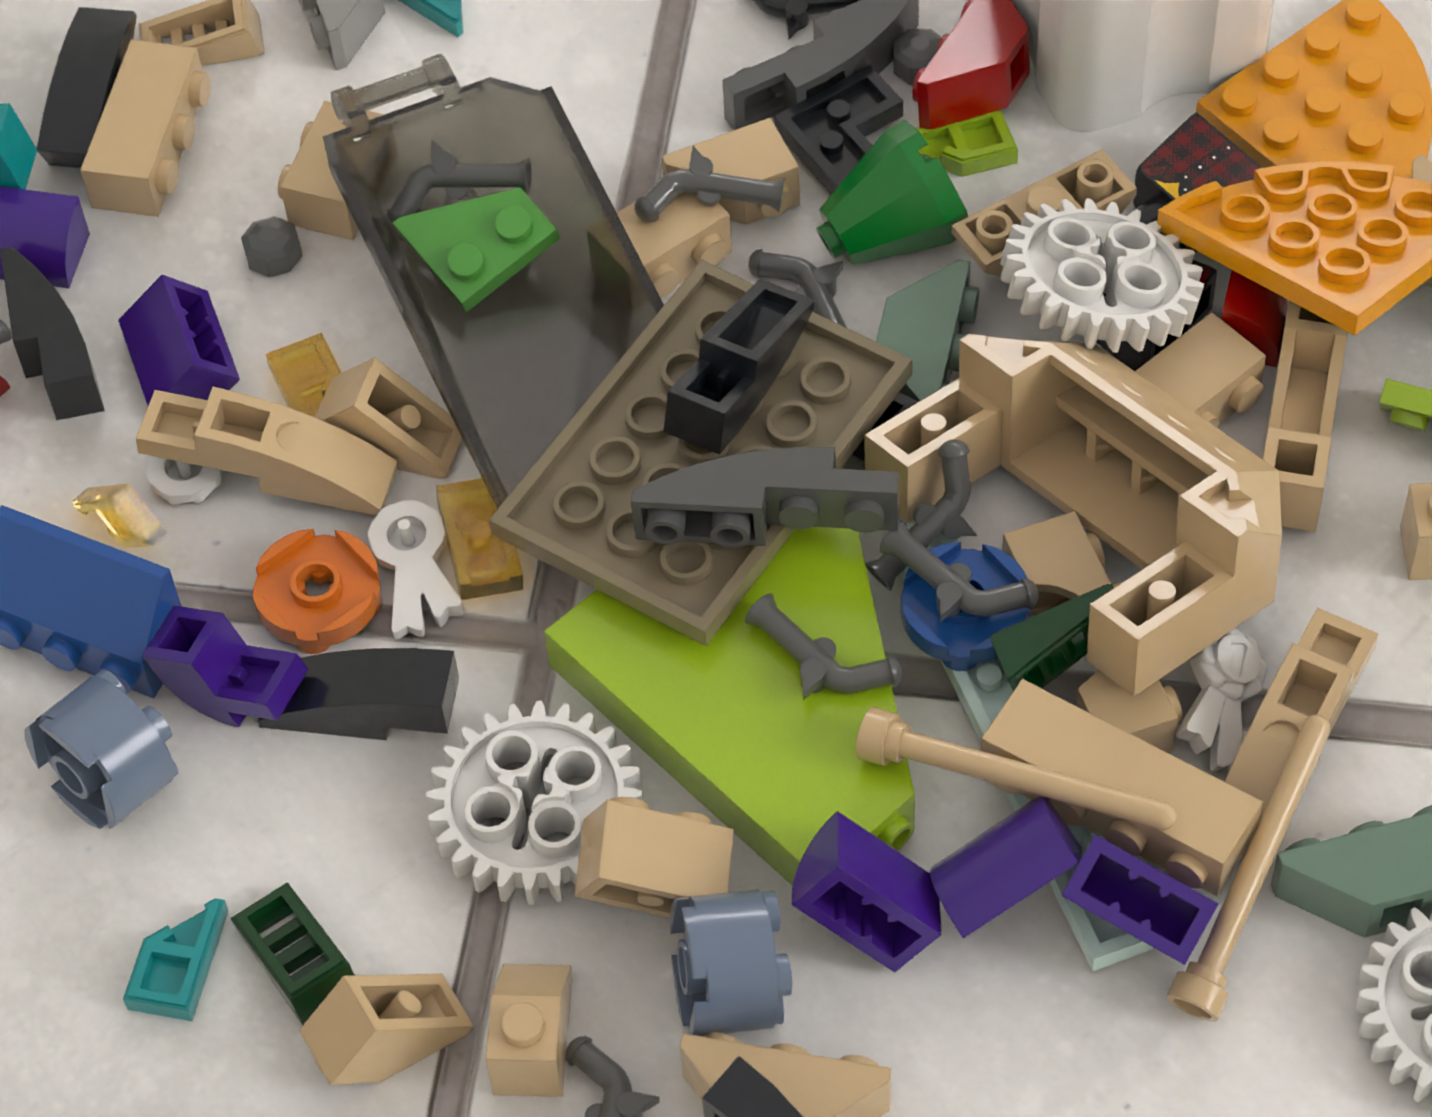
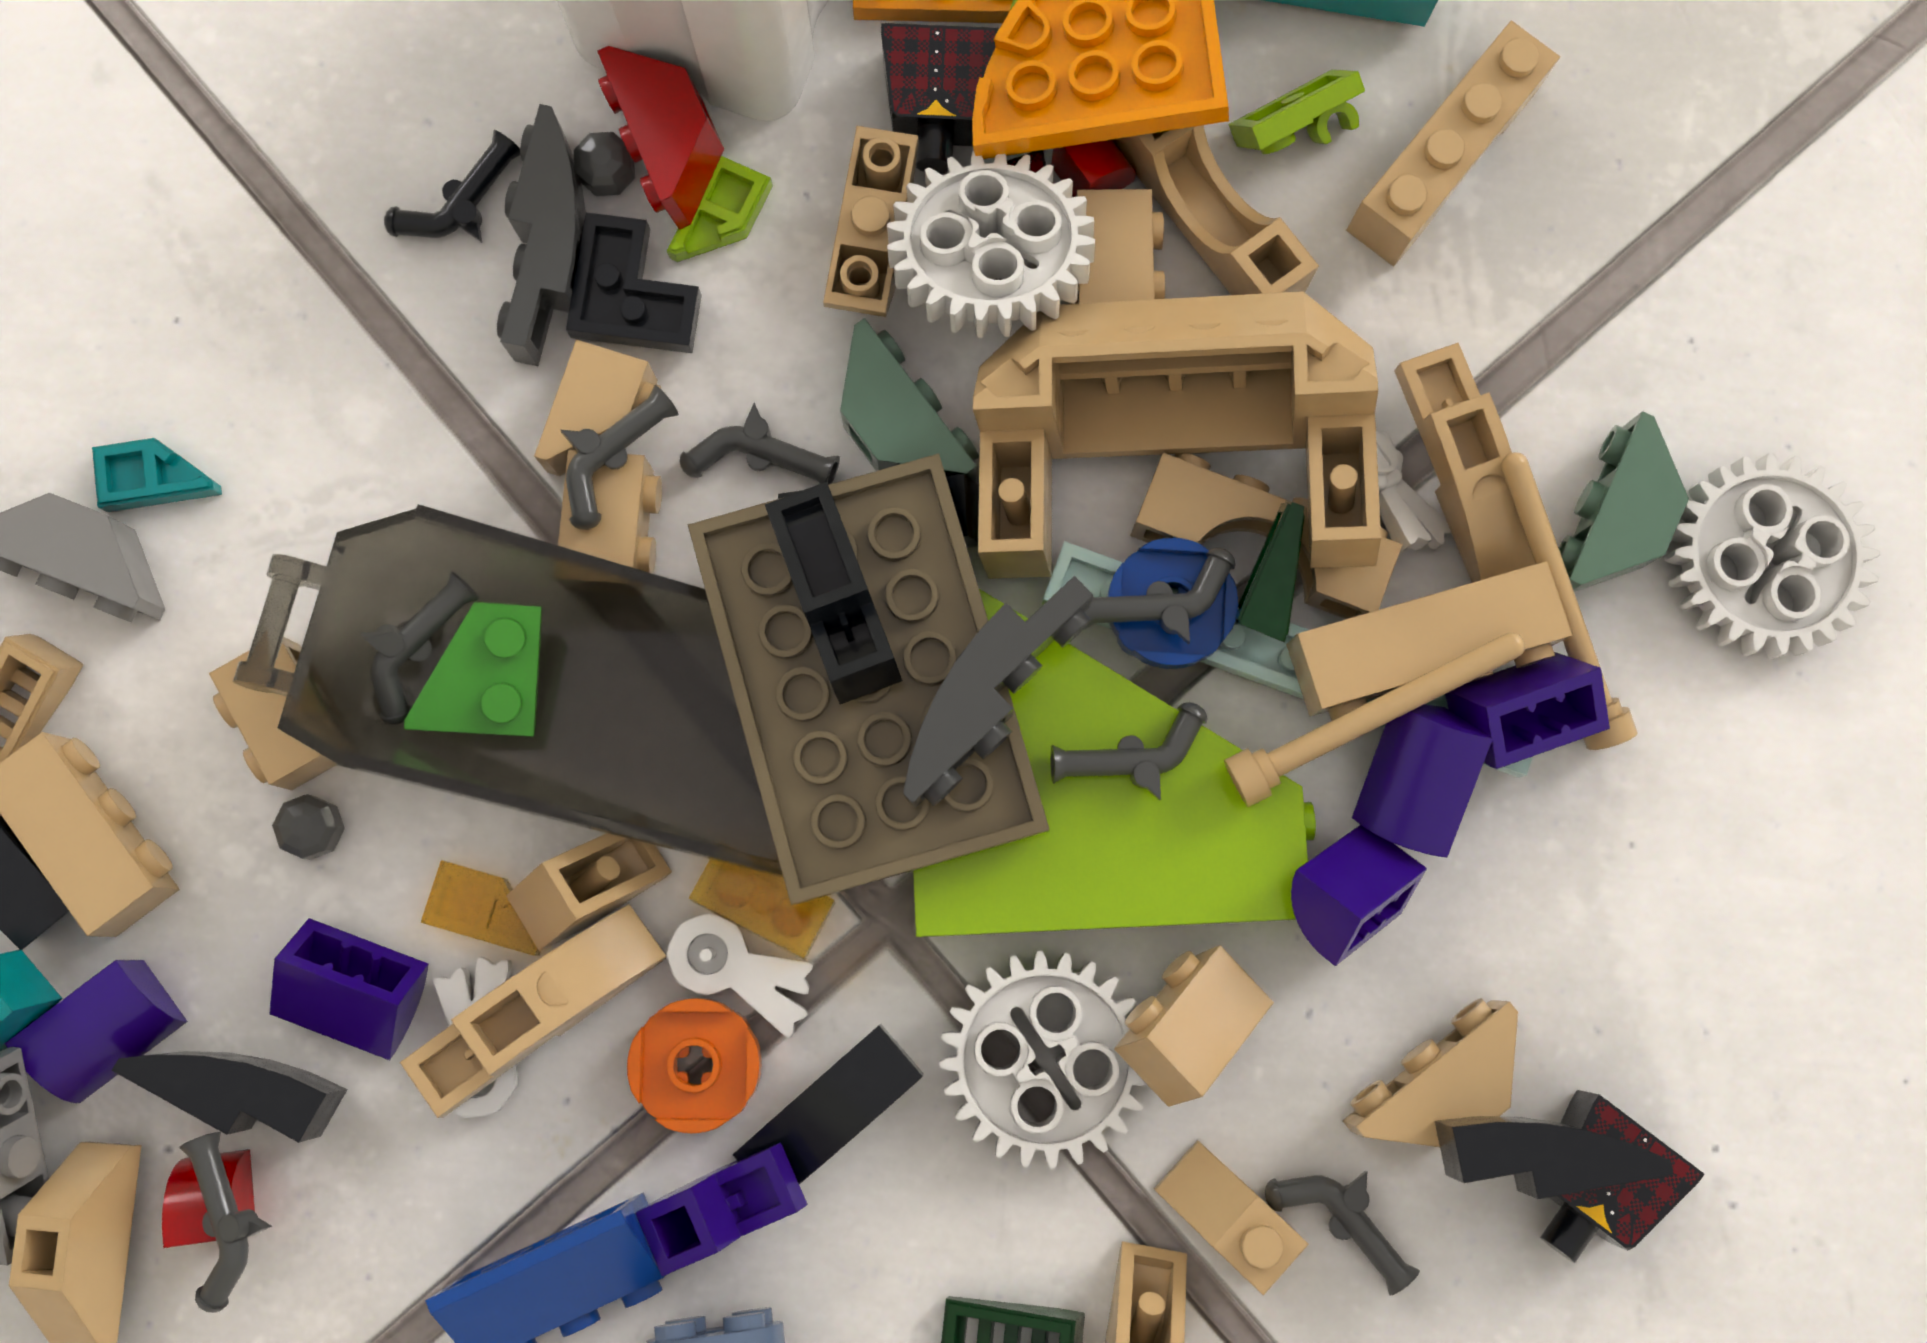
camera: 55 degrees left, 25 degrees up
(124, 514) = (481, 1171): clear yellow tile -> none
(728, 962) = (1323, 1041): sand blue brick -> none
(891, 202) = (746, 320): green cone -> none
(935, 519) = (1083, 547): dark grey piece -> none

